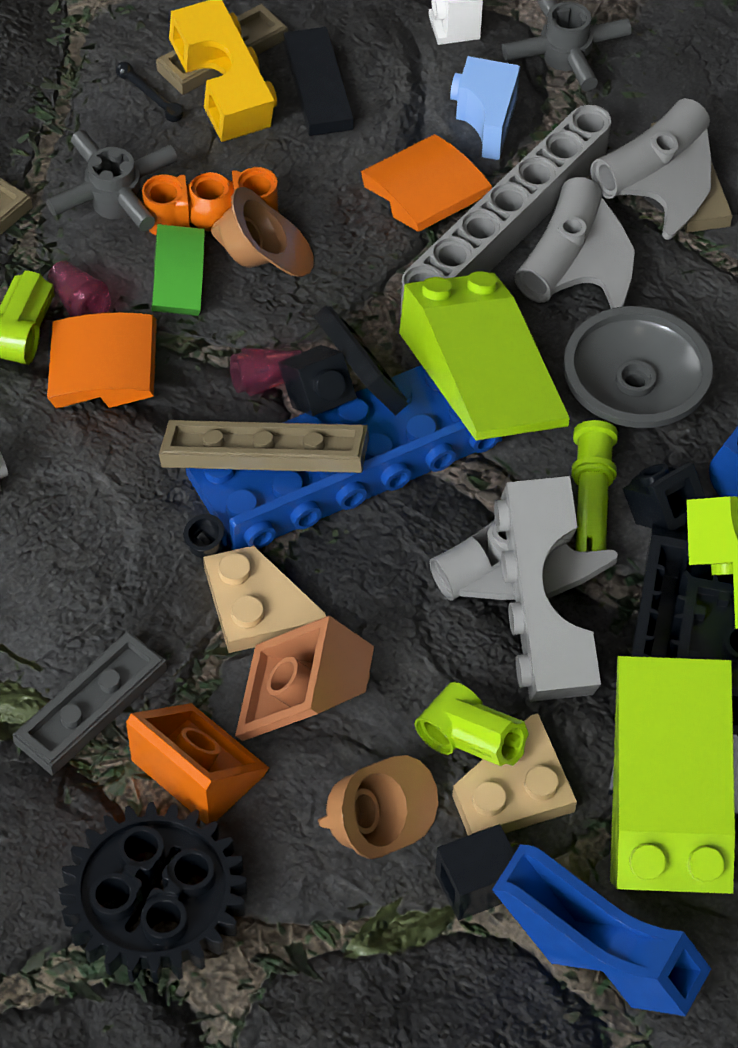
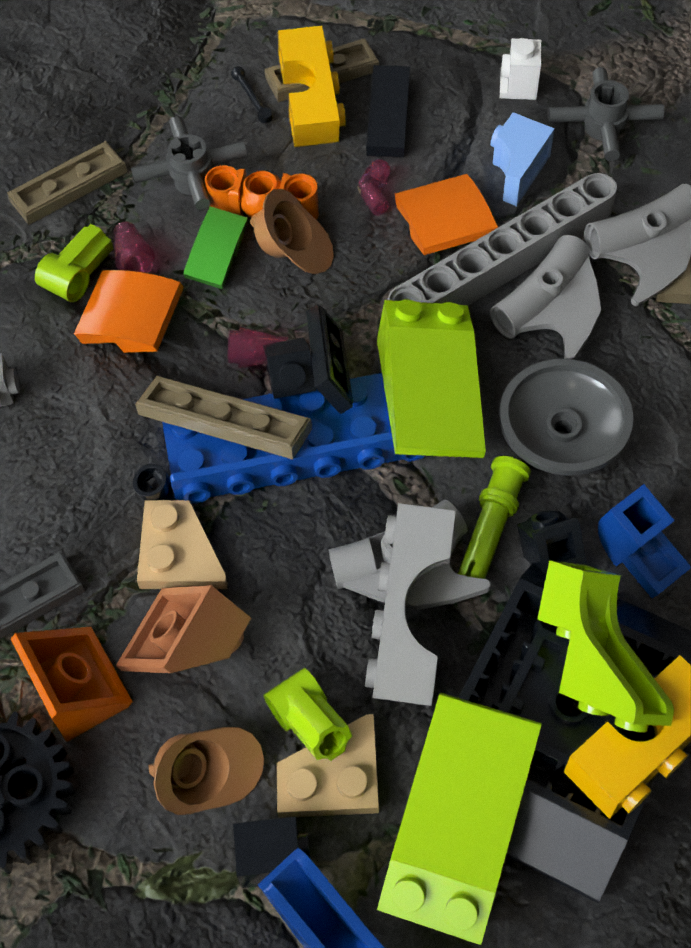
camera: 20 degrees right, 5 degrees up
(330, 168) = (372, 185): none -> clear pink arm

